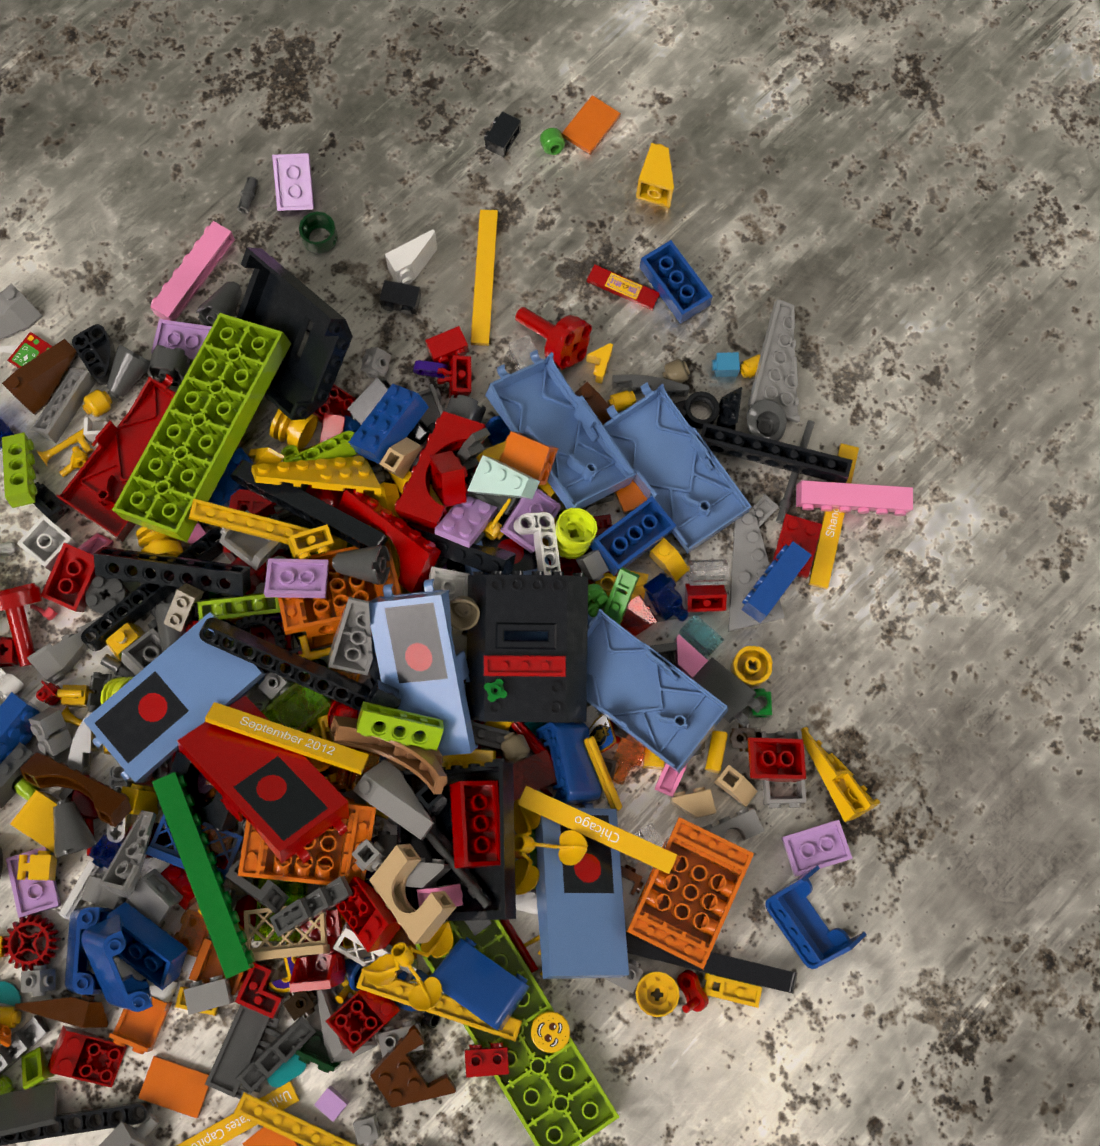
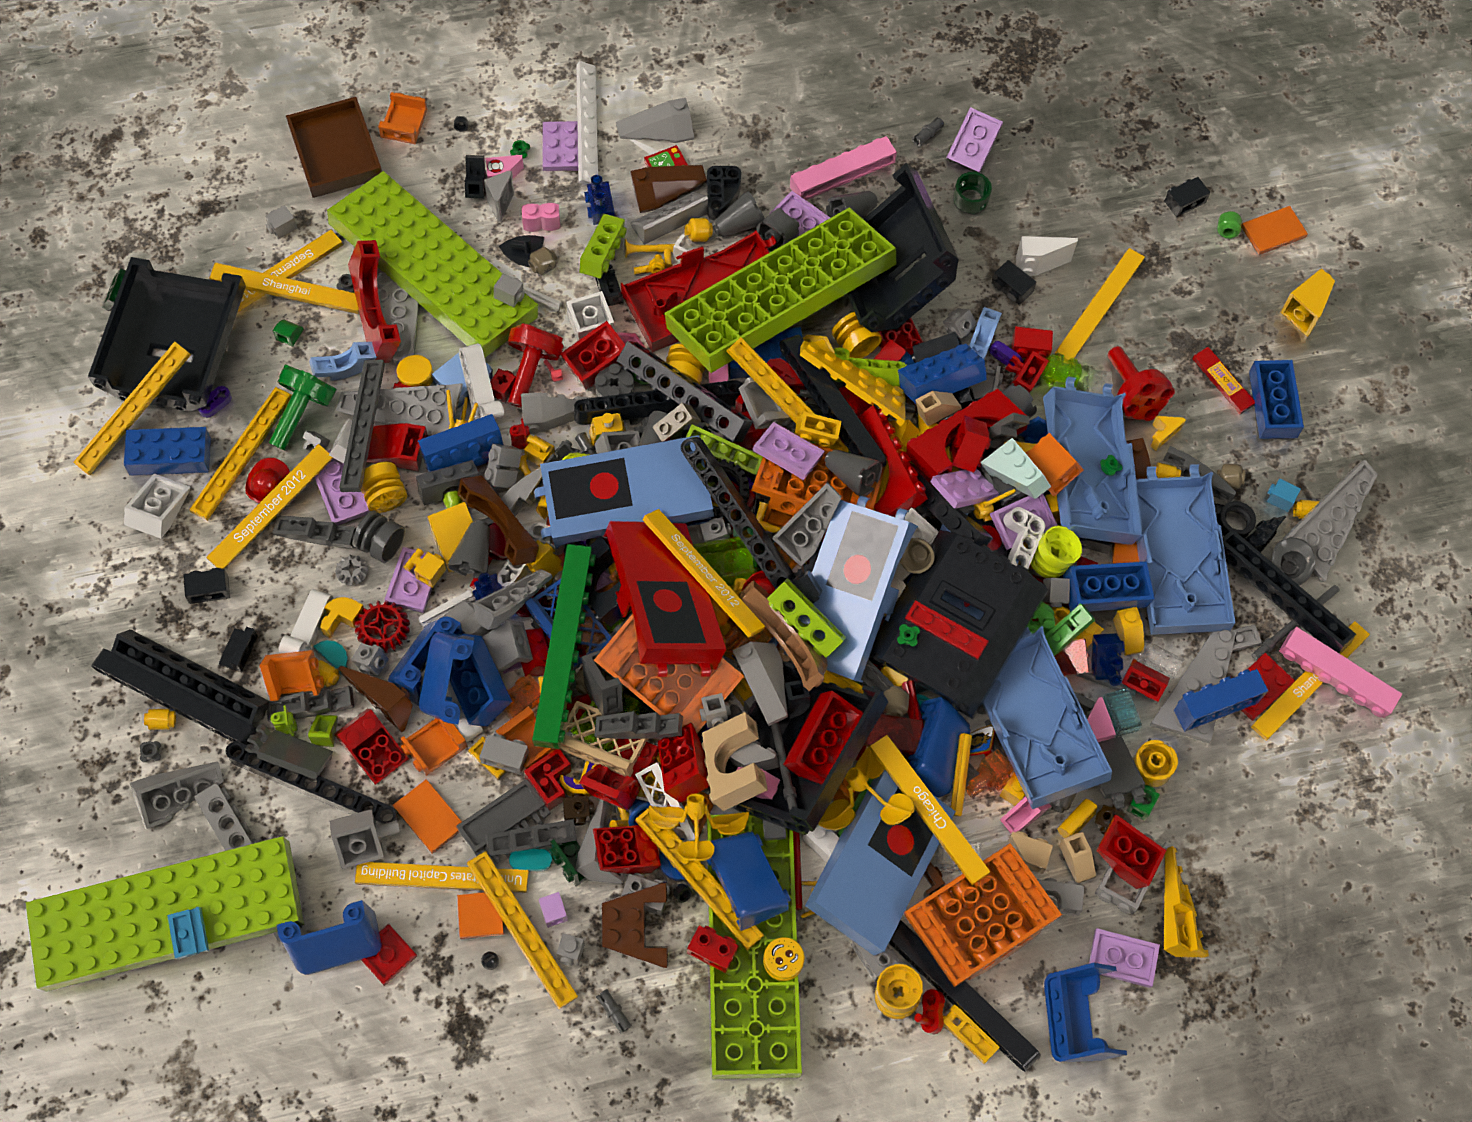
camera: 30 degrees right, 10 degrees down
(402, 362) = (985, 331): none -> light blue arch
(486, 358) = (1058, 370): none -> clear neon green piece
(575, 429) = (1110, 465): none -> green plate

